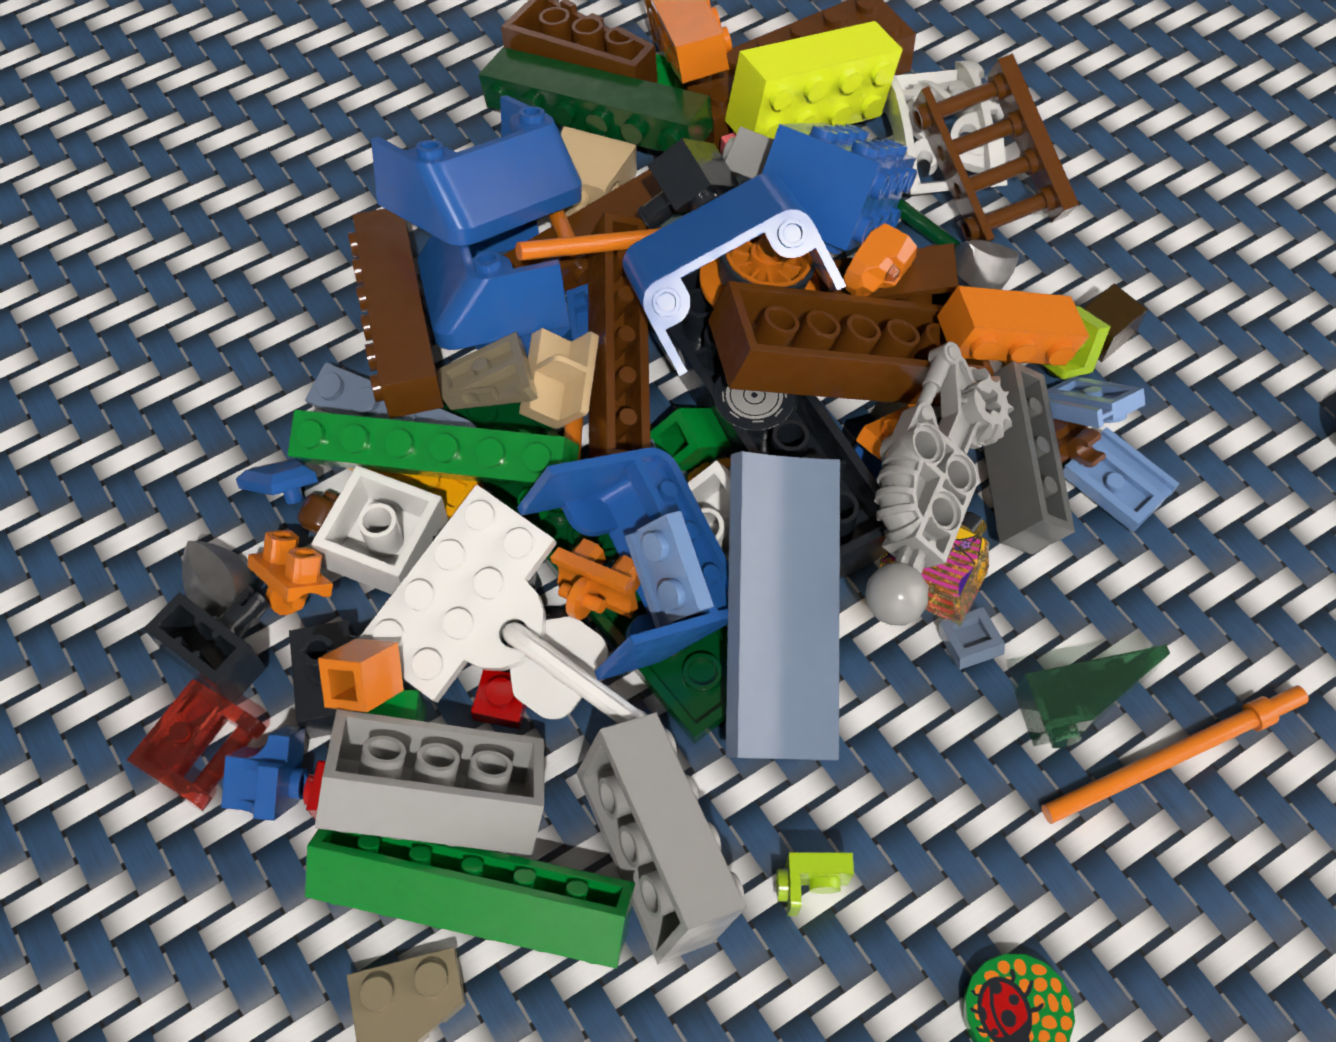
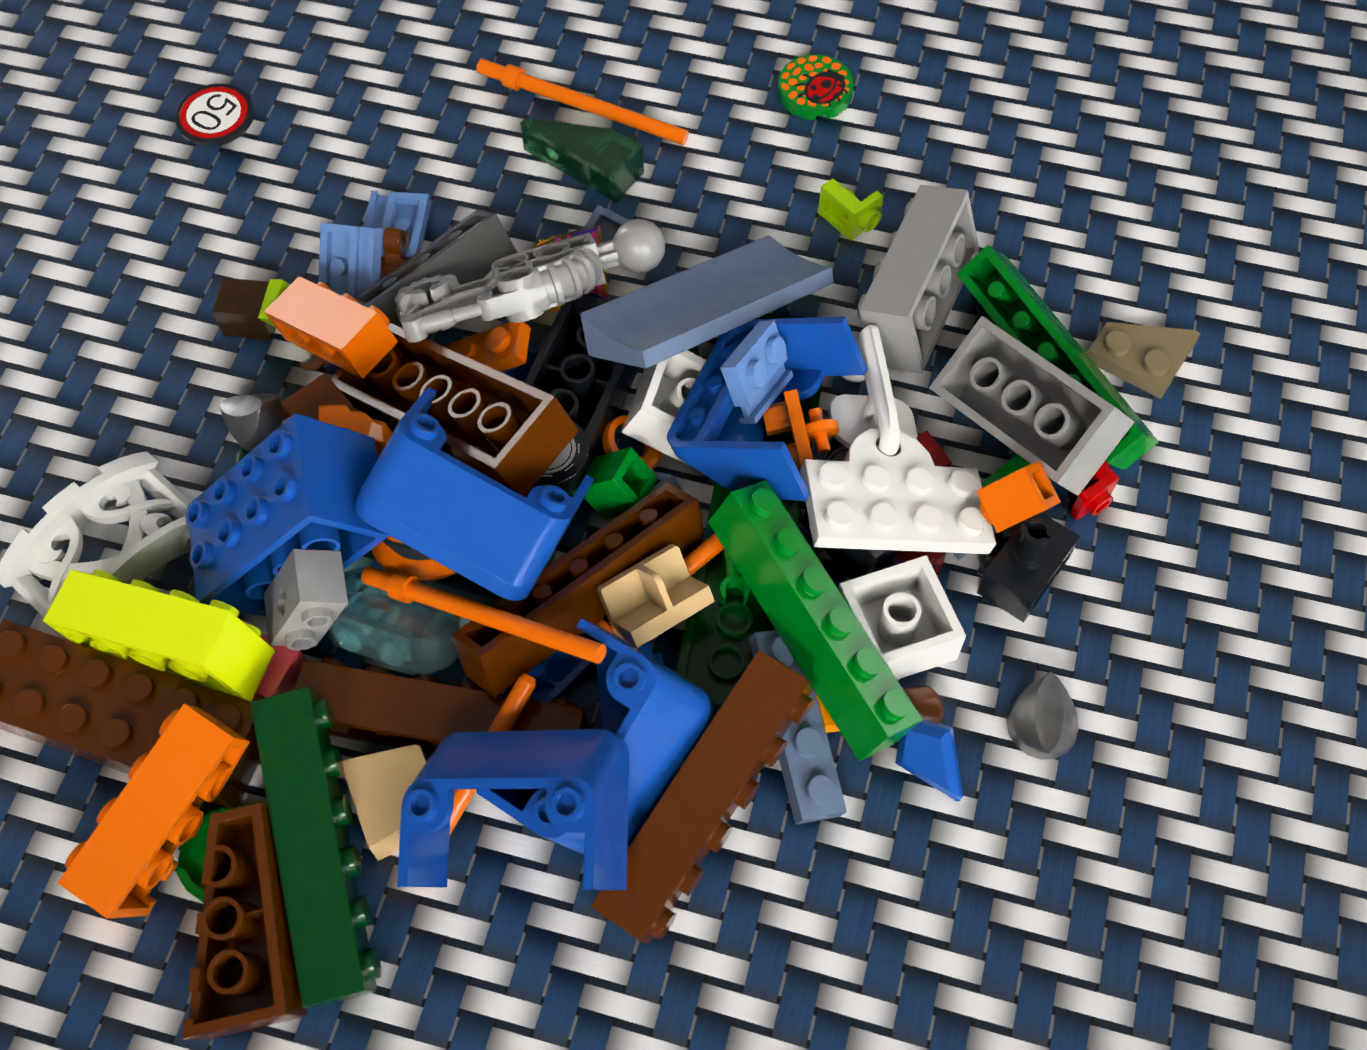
camera: 130 degrees left, 0 degrees up
(185, 734) = (1158, 620): clear red plate -> none
(212, 645) = (1095, 652): black brick -> none
(266, 778) = (1128, 526): blue brick -> none
(288, 572) = (993, 654): orange hips -> none
(489, 376) = (703, 644): dark tan wing -> none
(689, 178) = (396, 593): black brick -> none
(1019, 122) = (113, 425): reddish brown fence -> none

